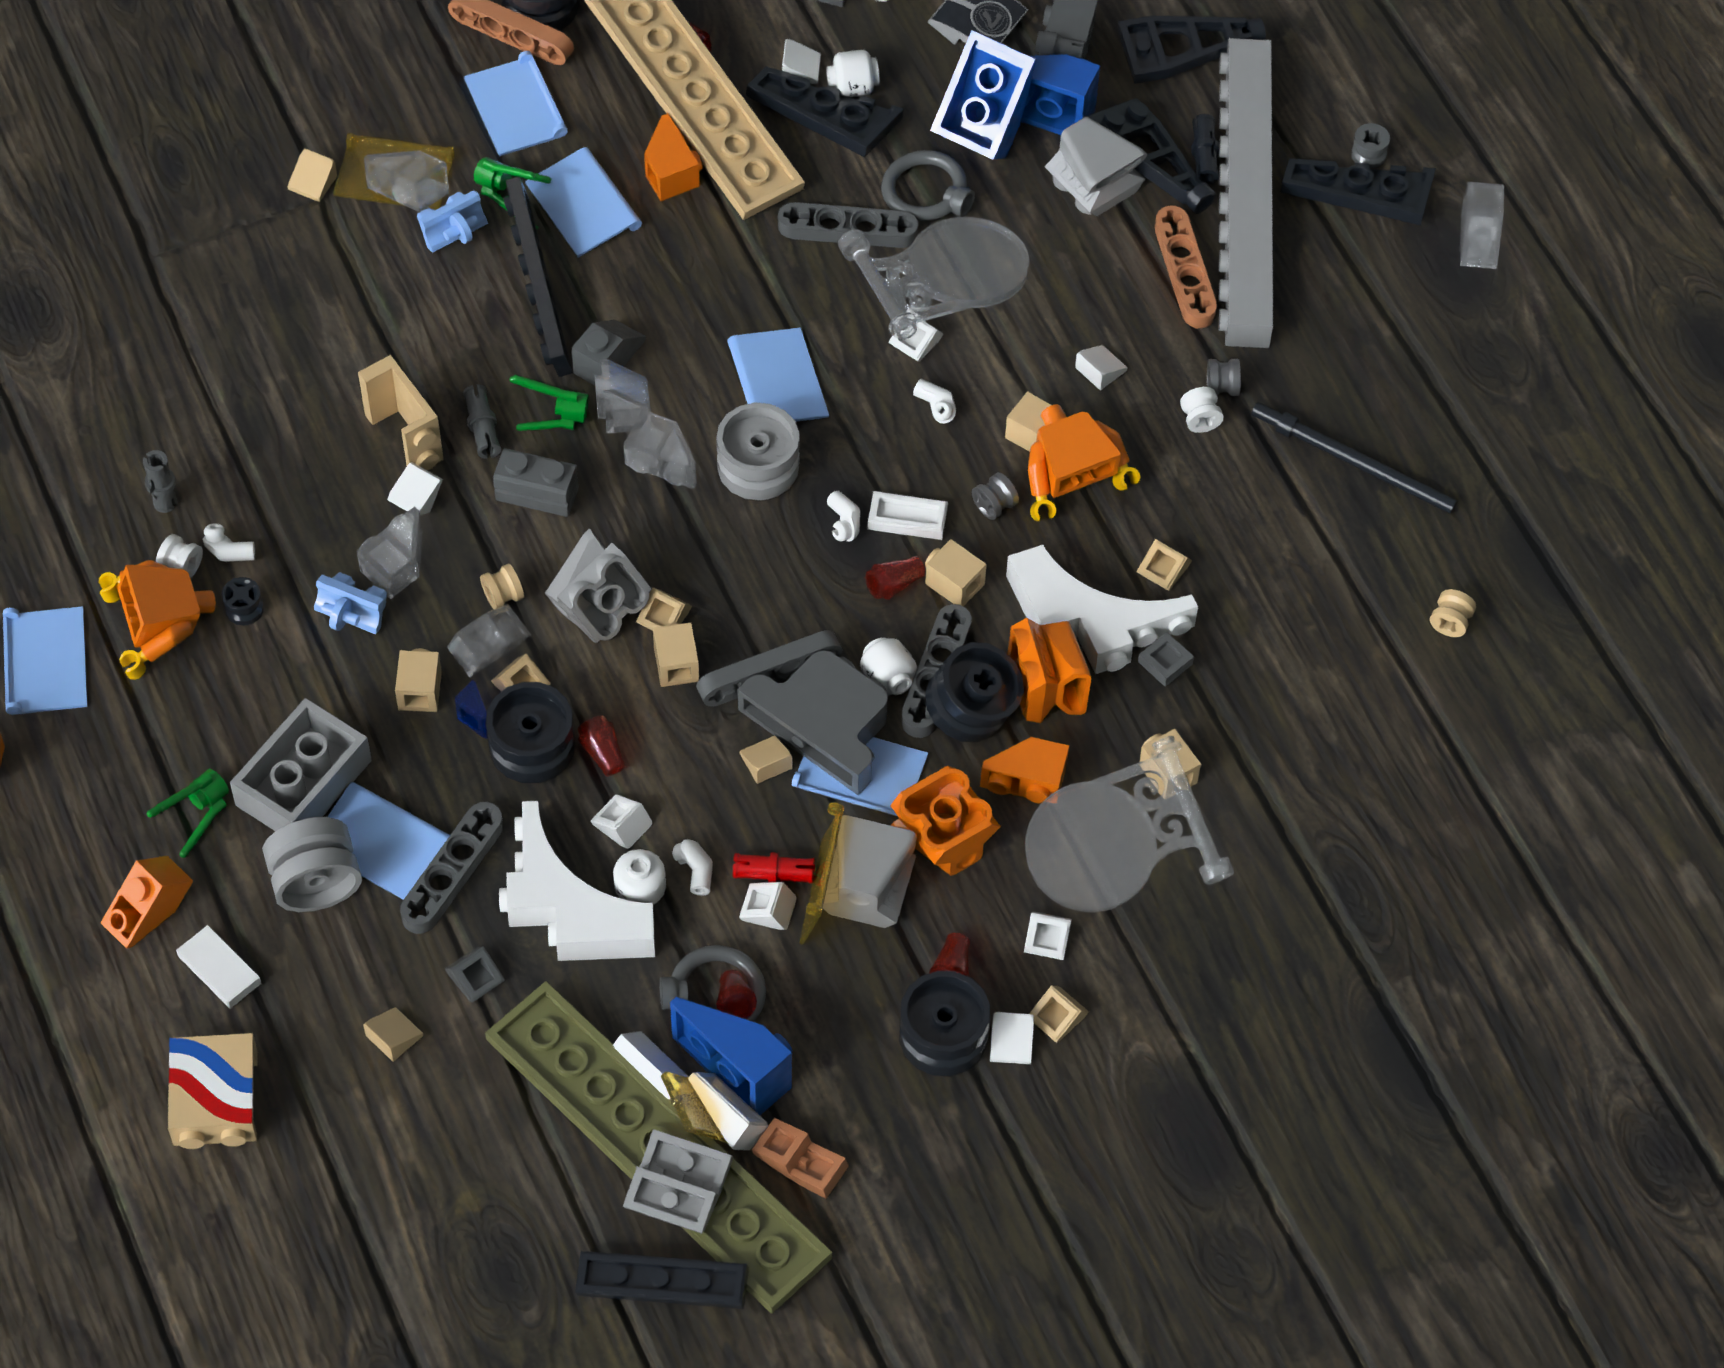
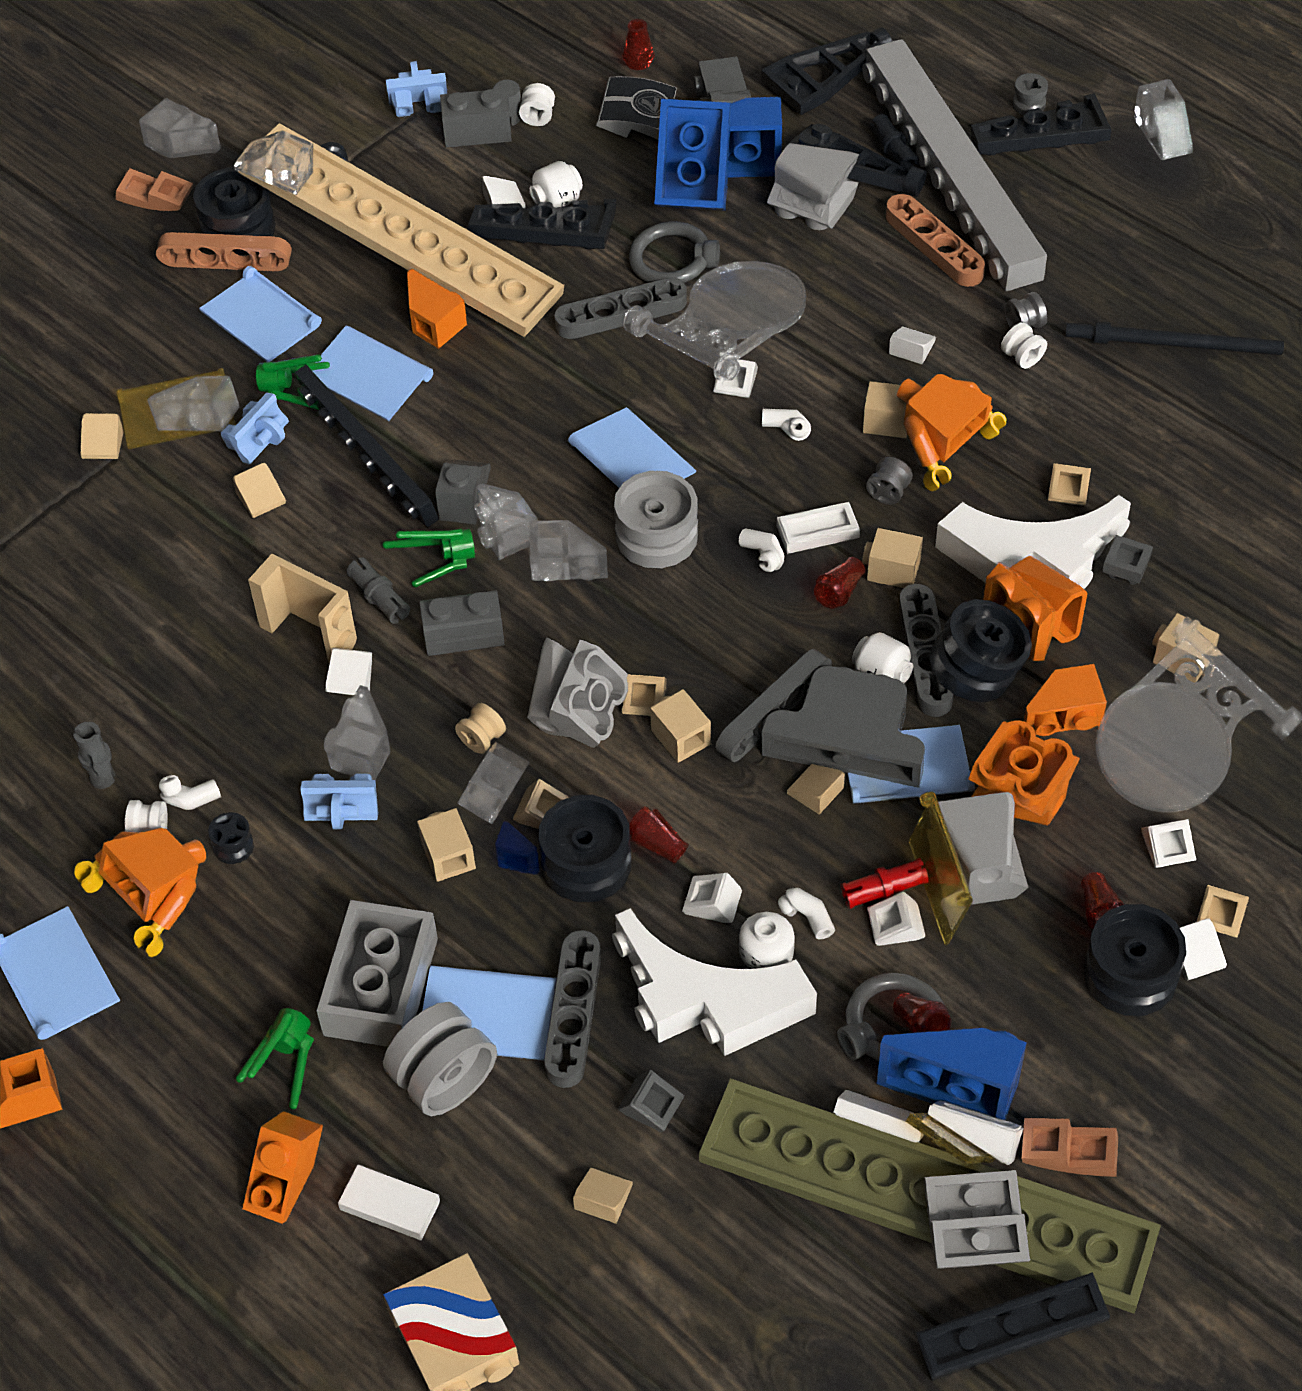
camera: 20 degrees left, 5 degrees down
(425, 282) = (258, 490): none -> tan slope

